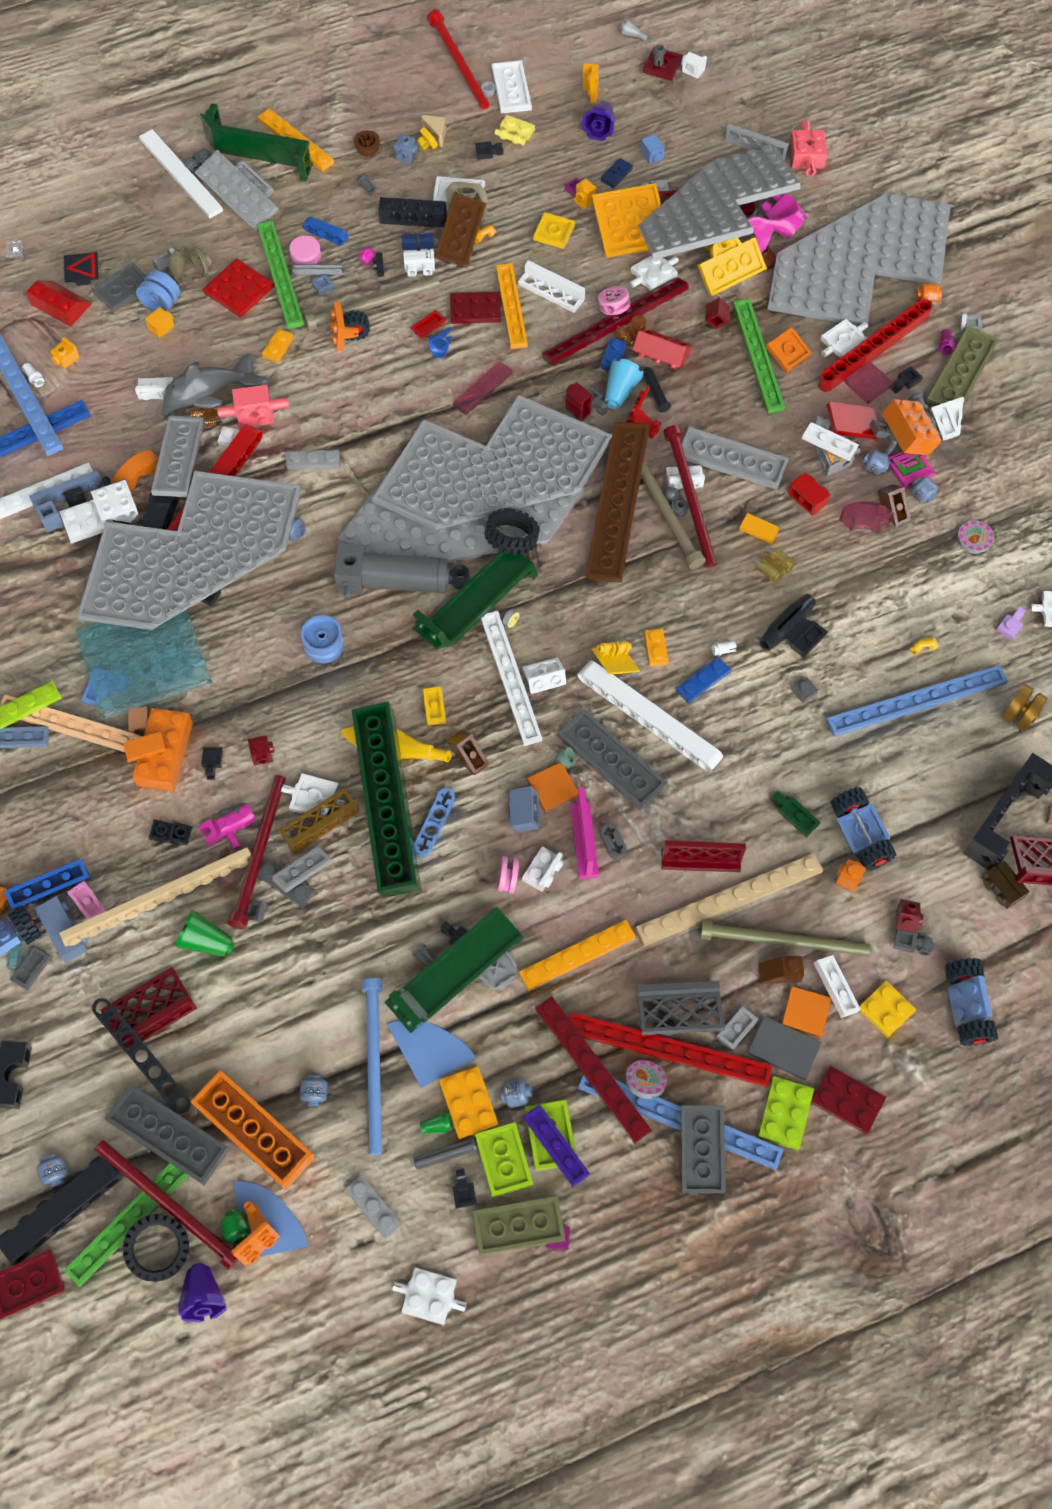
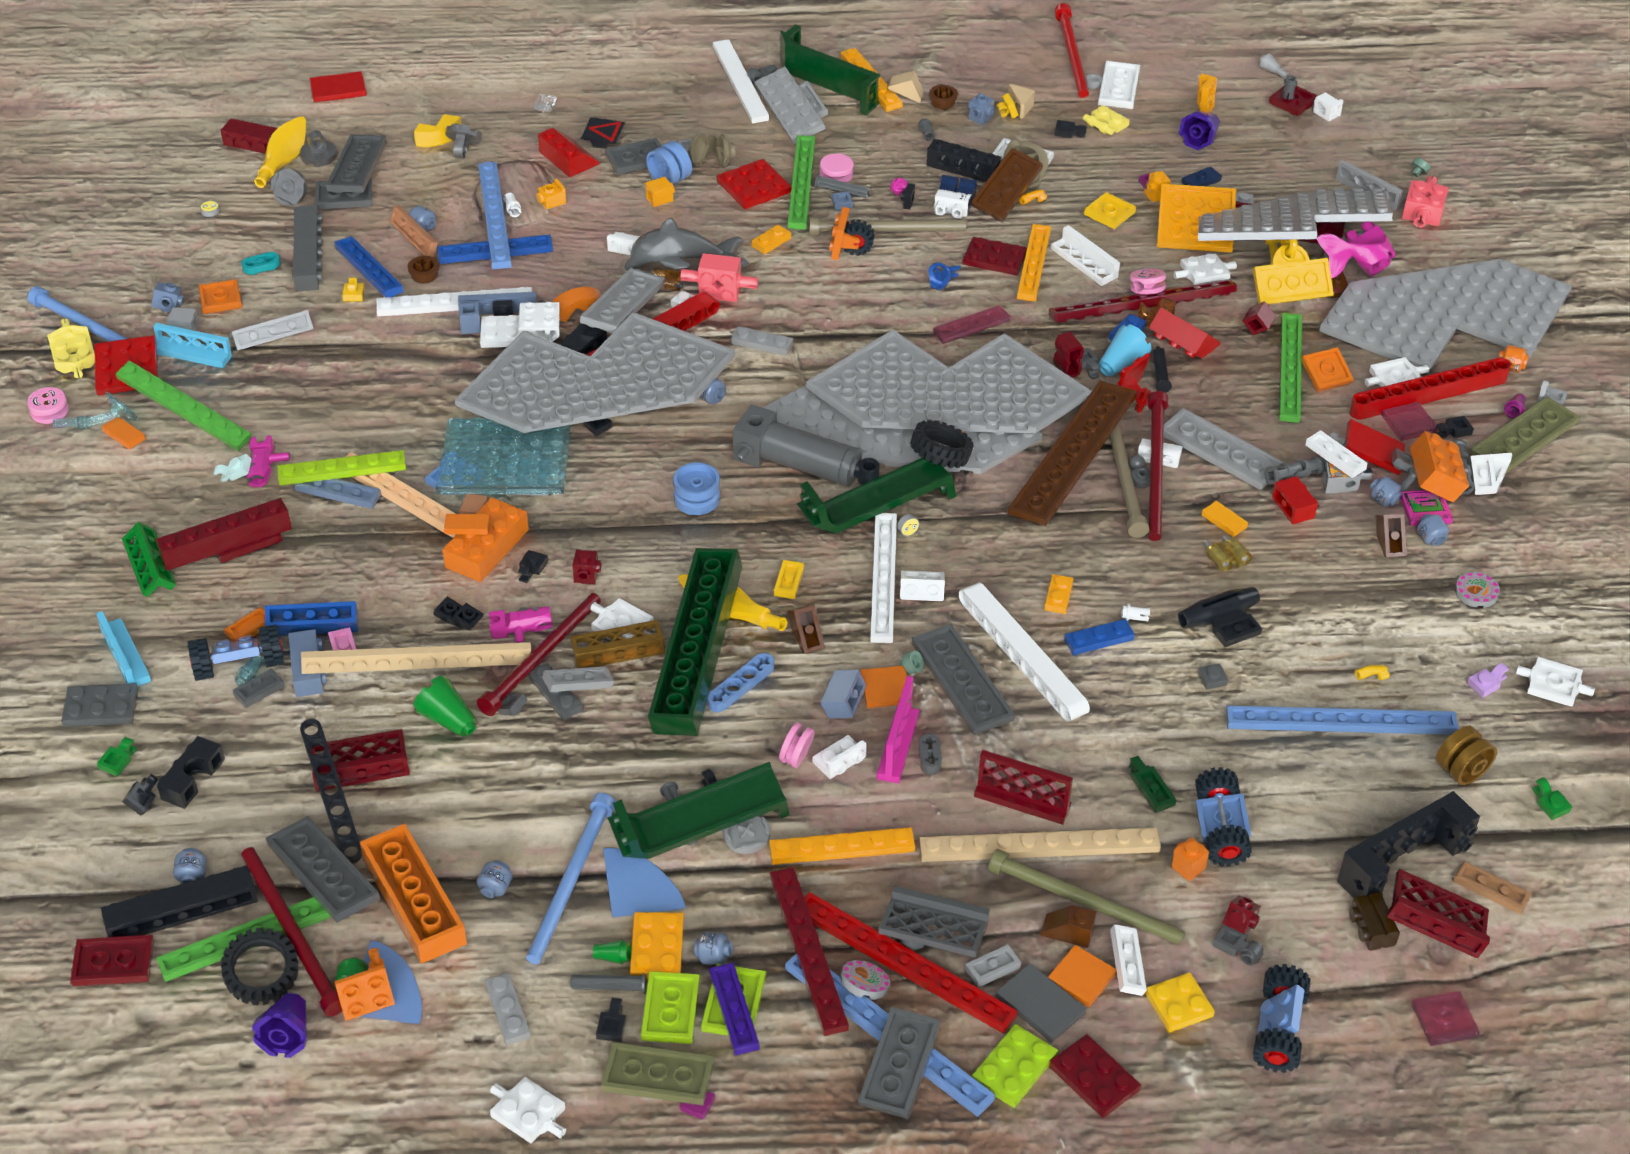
camera: 20 degrees right, 20 degrees down
(325, 231) = (874, 161): blue beam -> none
(331, 141) = (907, 85): none -> tan slope
(428, 324) = (943, 256): red tile -> none
(615, 657) = (1007, 585): yellow hinge -> none
(652, 149) = (1249, 166): medium blue brick -> none
(790, 110) = (1420, 166): none -> sand green tile
(799, 464) = (1299, 468): none -> dark grey piece
(866, 515) = (1353, 535): clear pink brick -> none

